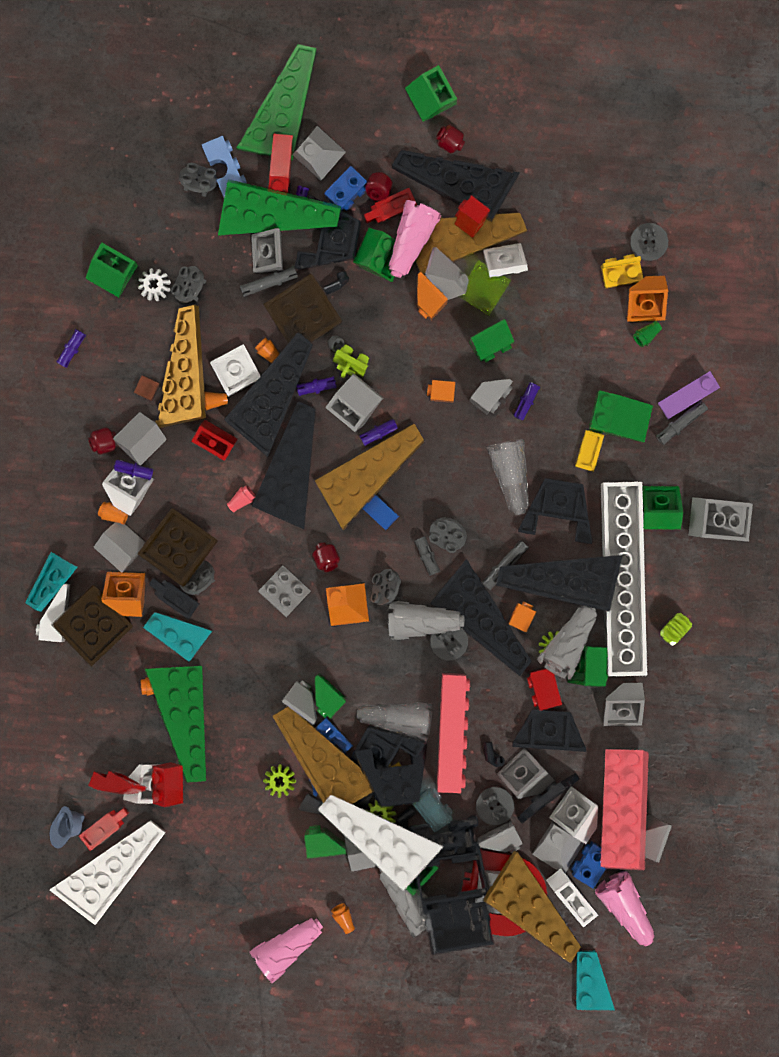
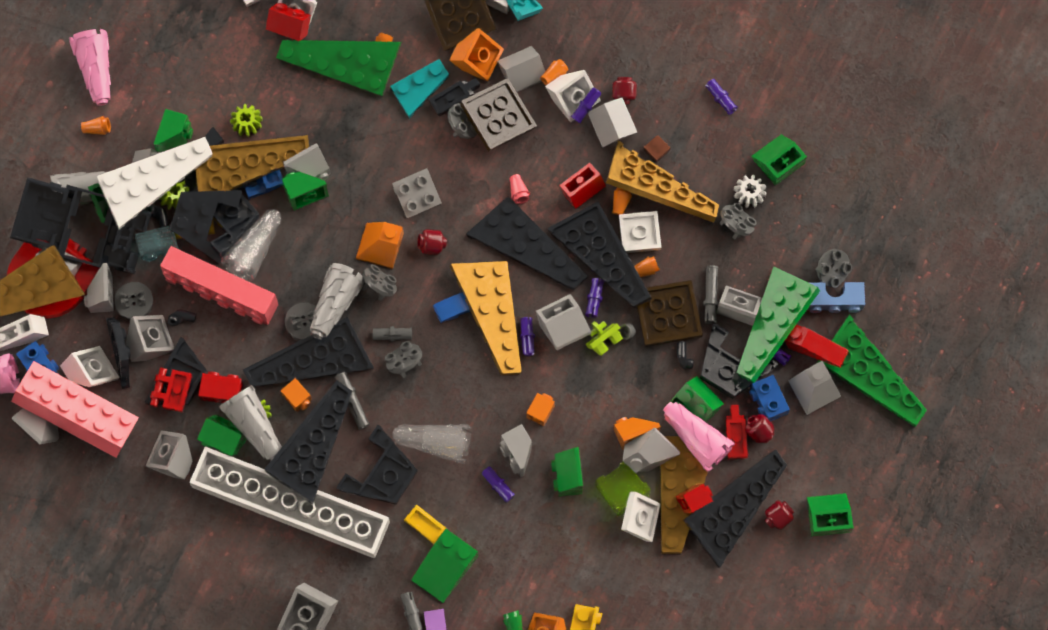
camera: 115 degrees right, 15 degrees down
(557, 847) = (66, 340): light grey slope -> none
(566, 726) = (177, 389): none -> red plate
(662, 507) = (341, 567): green slope -> none
(676, 628) = (220, 531): lime gear -> none

